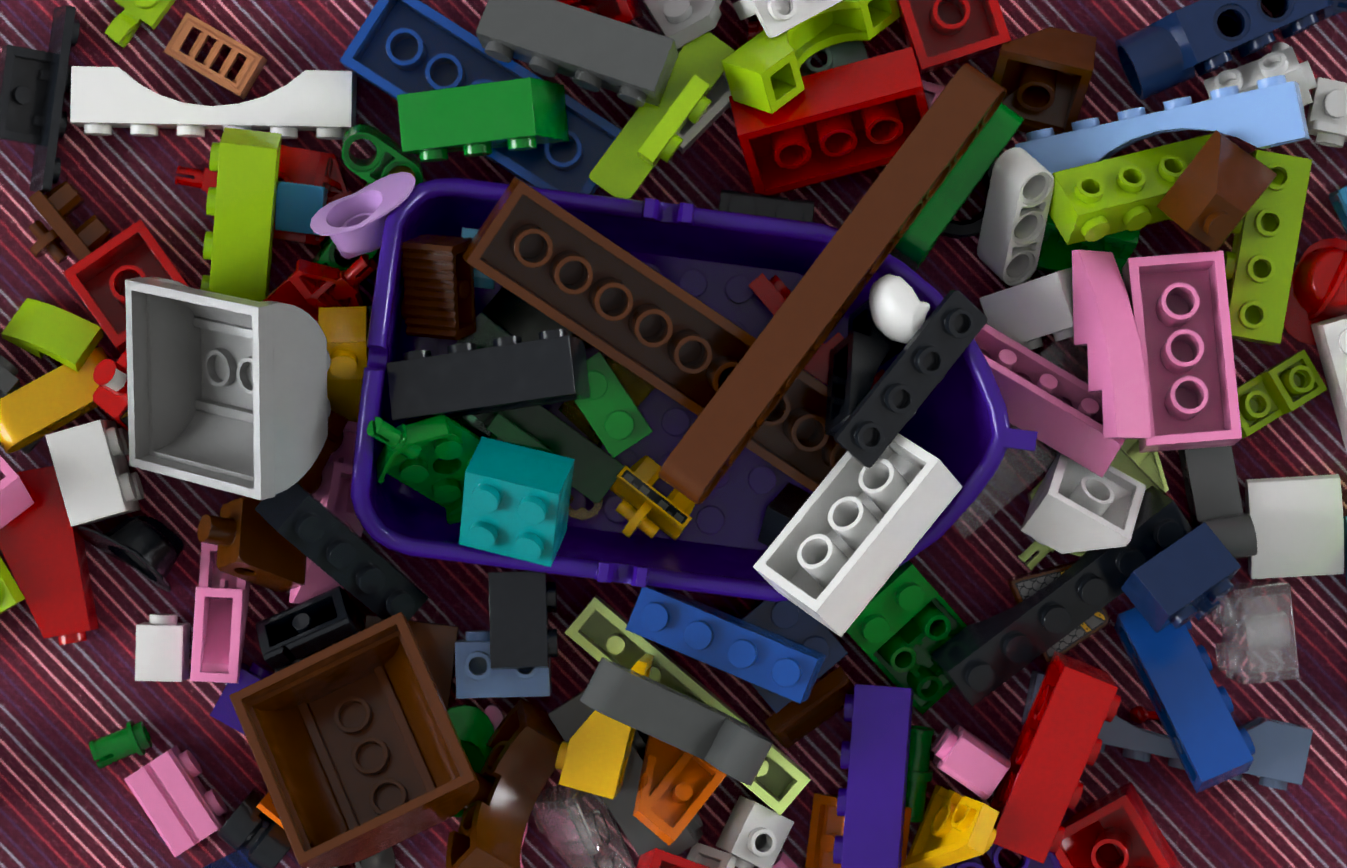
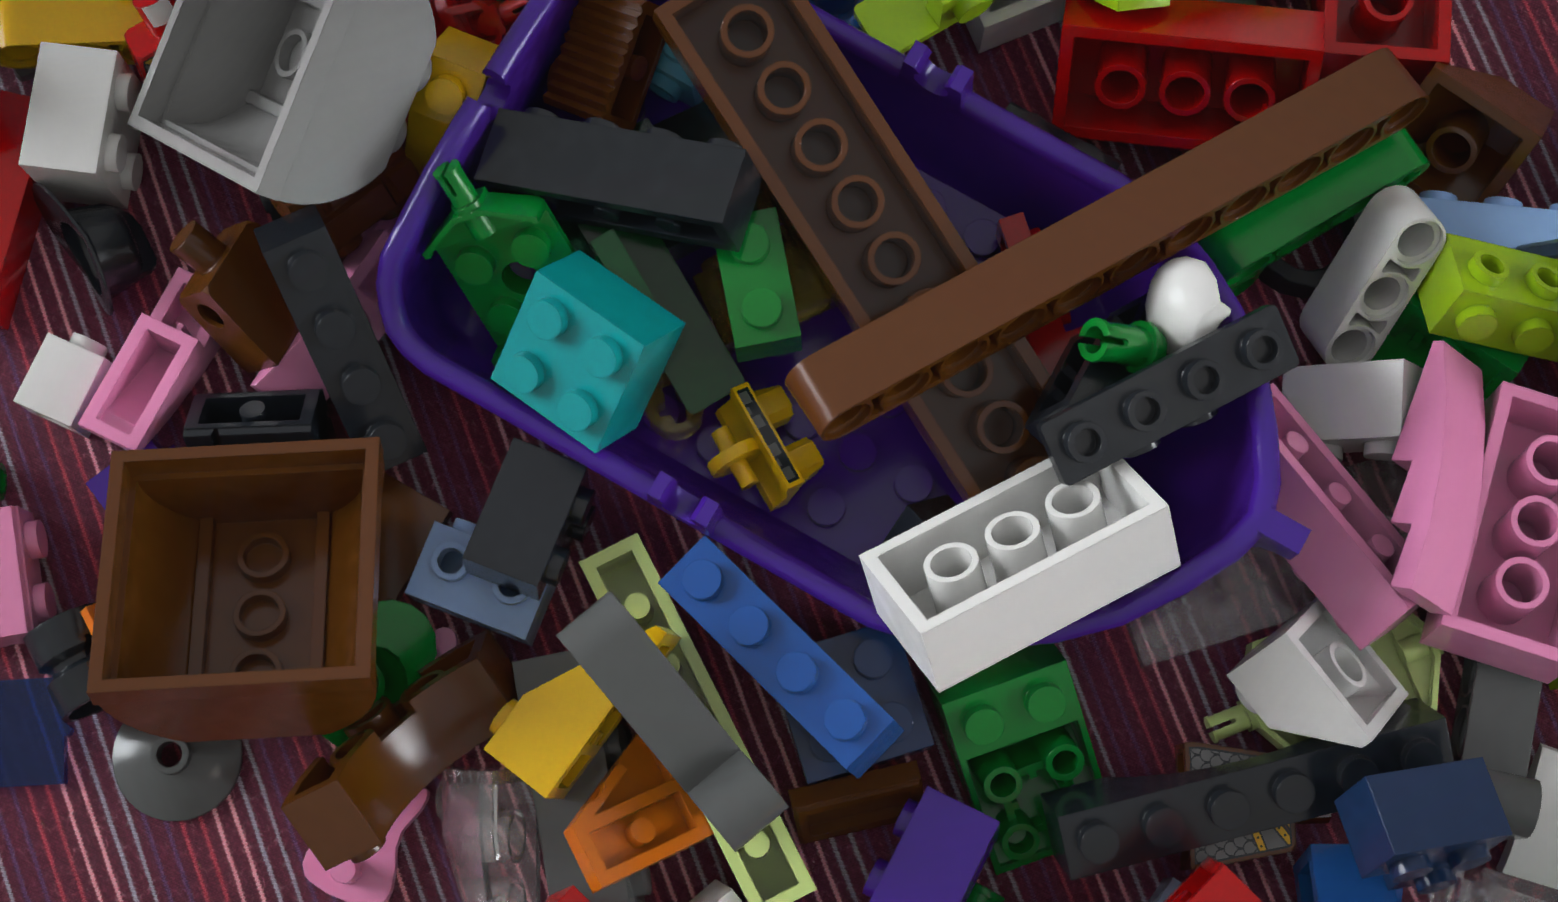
camera: 30 degrees right, 10 degrees down
(876, 351) = (1123, 344): none -> green pin

